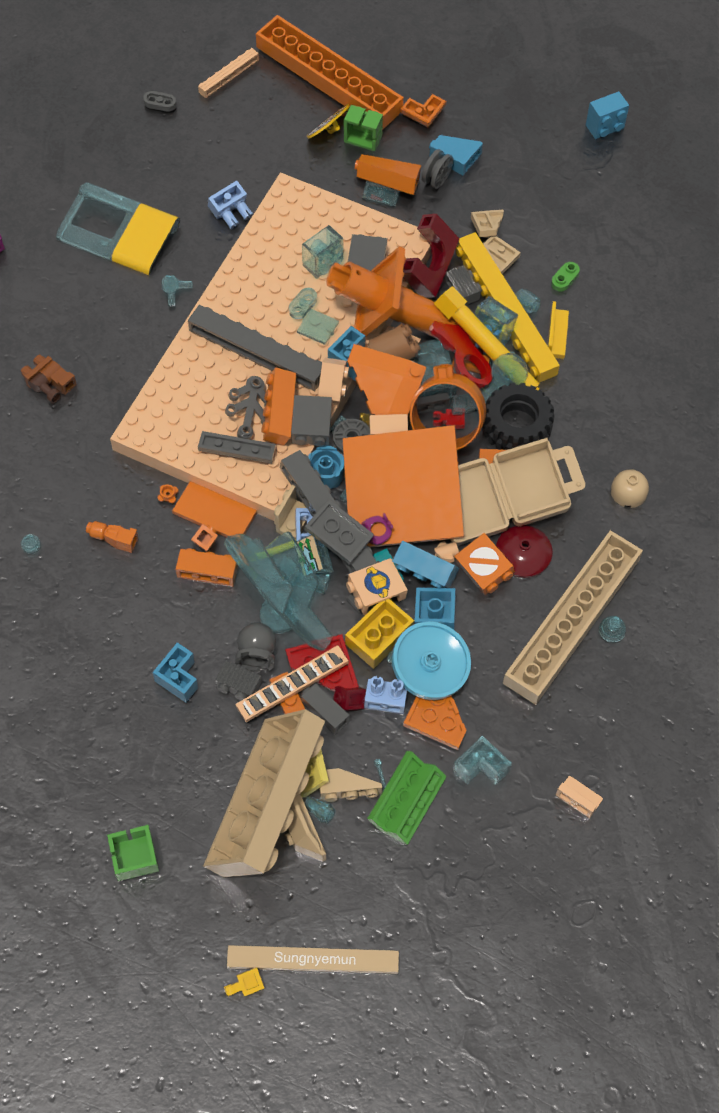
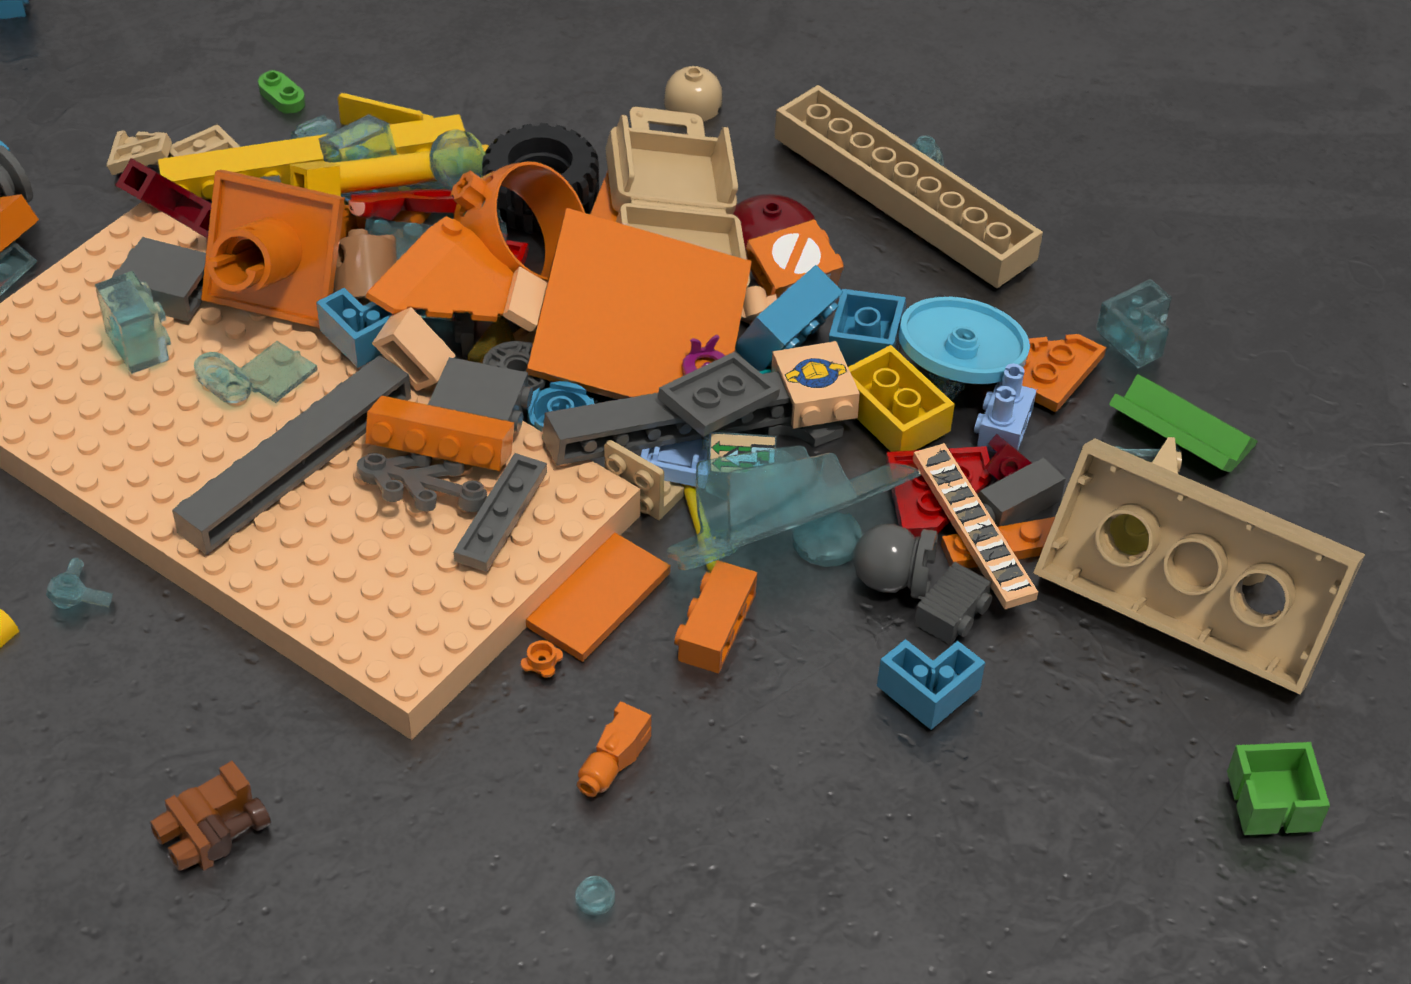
camera: 80 degrees left, 15 degrees down
(205, 537) = (662, 603): orange brick -> none
(579, 796) = (1192, 241): light nougat panel -> none

